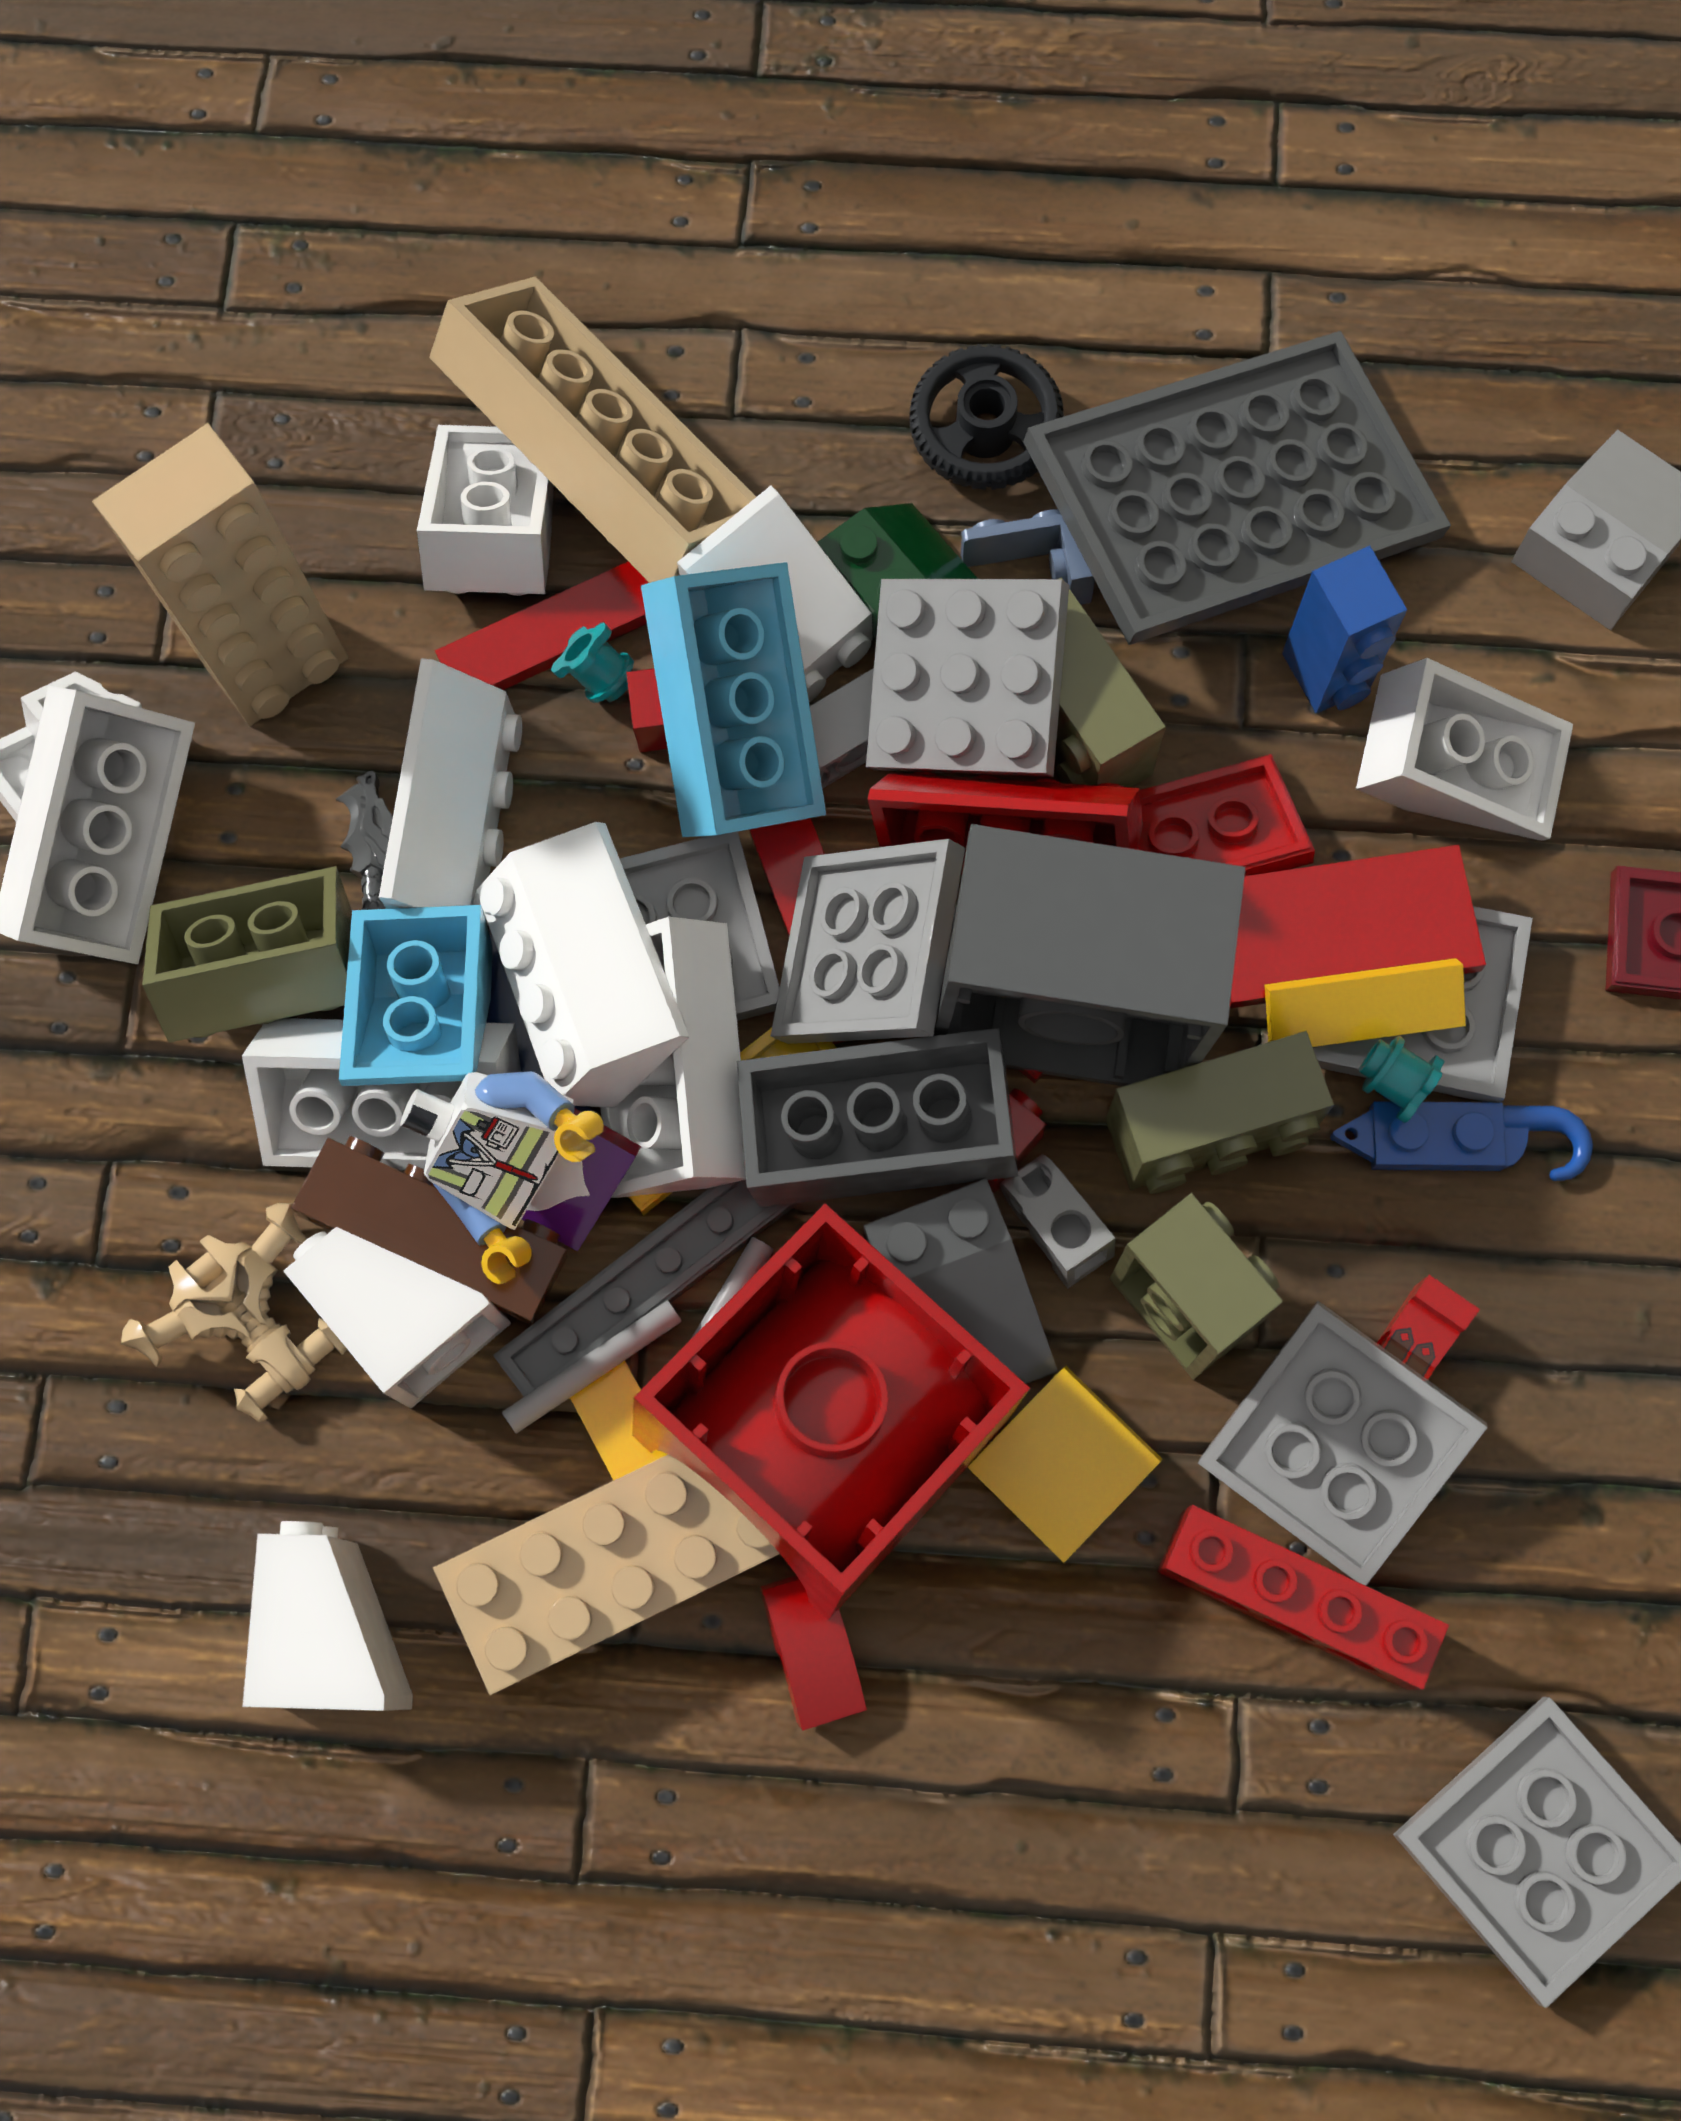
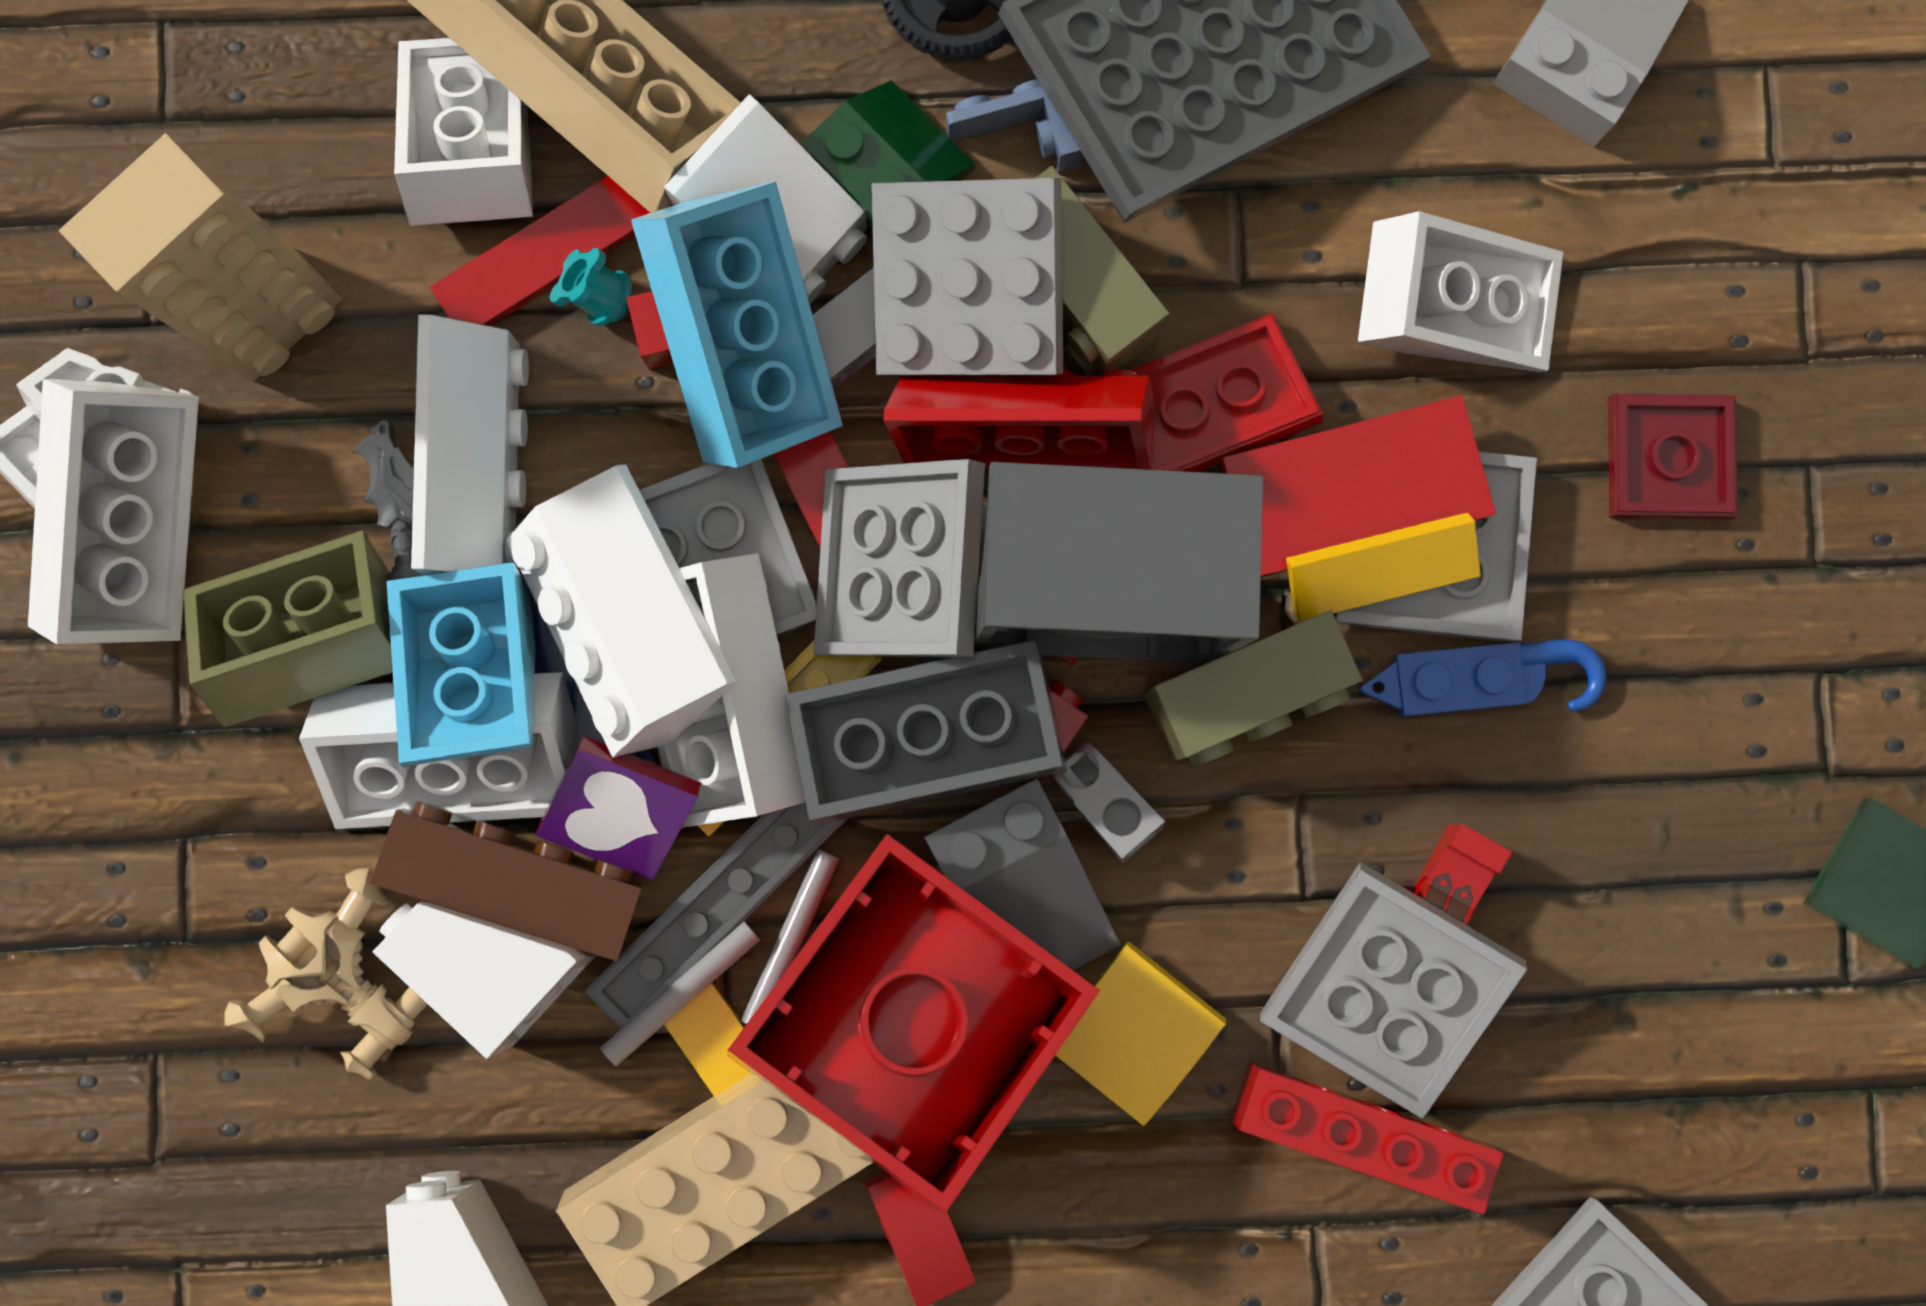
camera: 15 degrees left, 10 degrees up
(495, 1152) = (562, 815): torso -> none
(1195, 1284) = (1248, 867): olive brick -> none
(1343, 630) = (1336, 190): blue brick -> none
(1400, 1075) = (1422, 634): teal brick -> none

